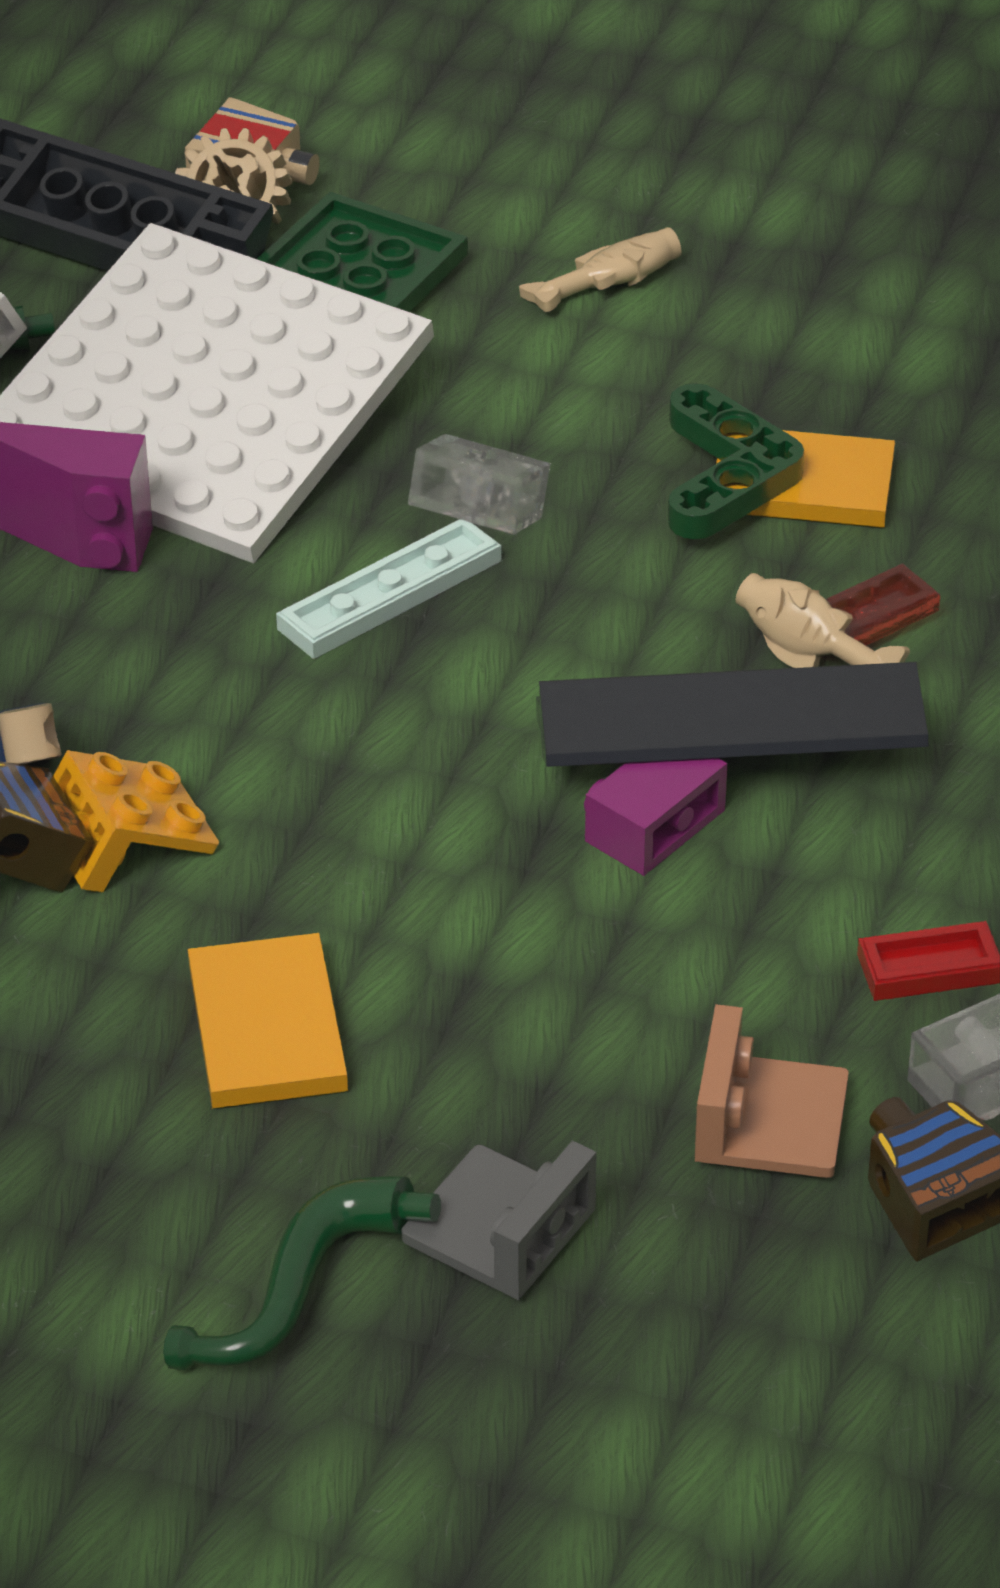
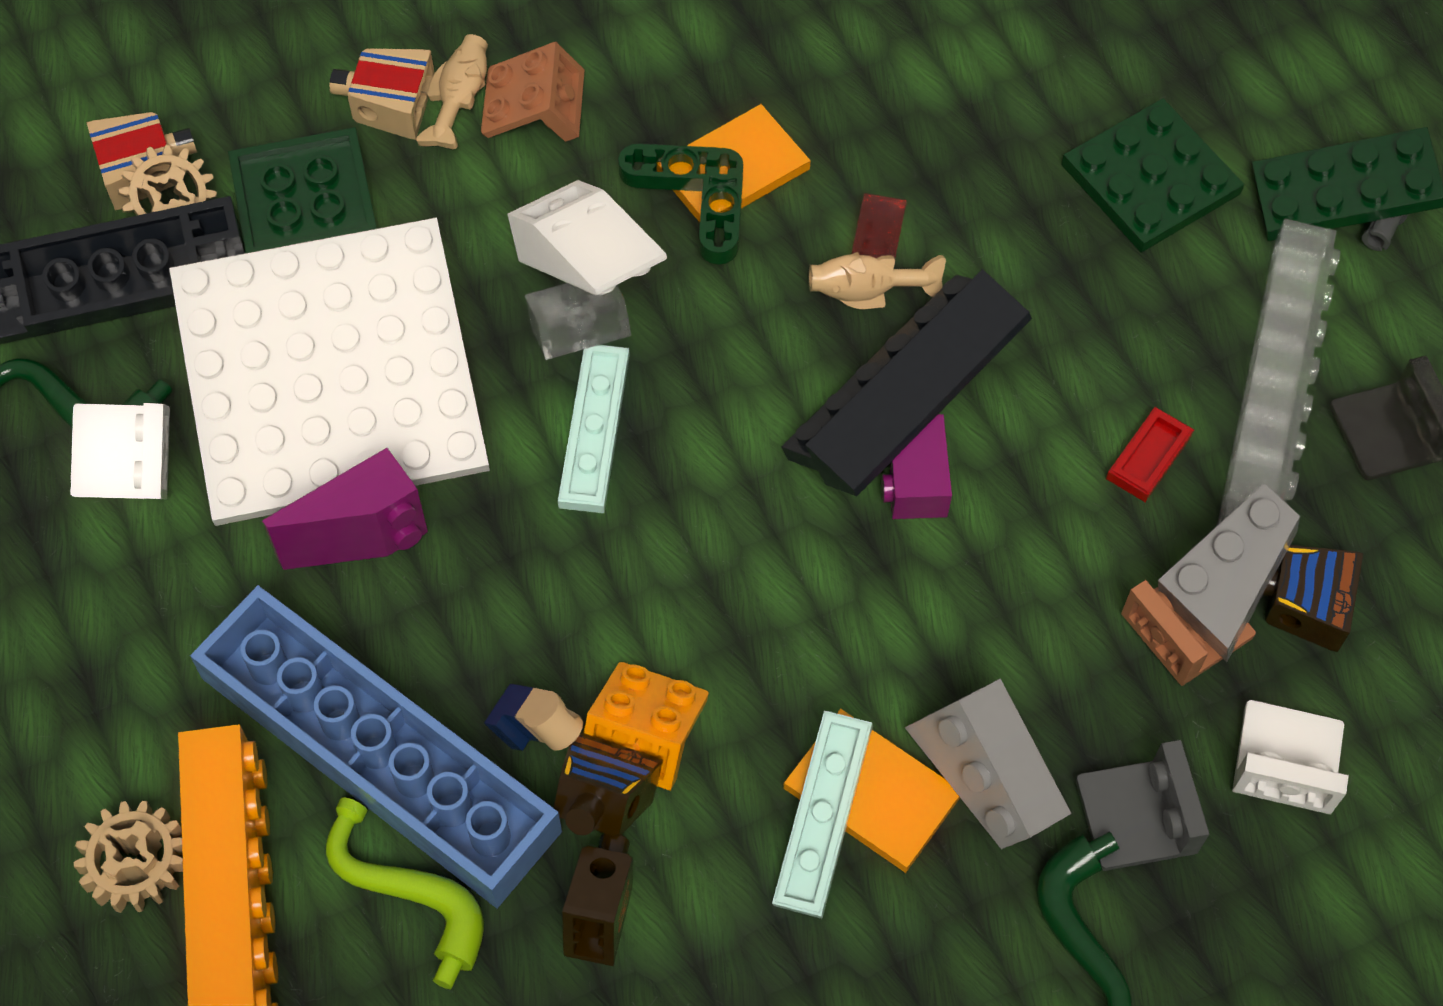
camera: 45 degrees left, 20 degrees up
(186, 991) = (822, 814): none -> light aqua tile
(391, 1053) = (992, 764): none -> light grey wedge
(540, 228) = (387, 89): none -> tan torso
(550, 415) = (583, 239): none -> white slope
(683, 309) = (534, 87): none -> nougat bracket
(721, 1289) = (1290, 757): none -> white bracket
(853, 1059) = (1230, 568): none -> light grey wedge

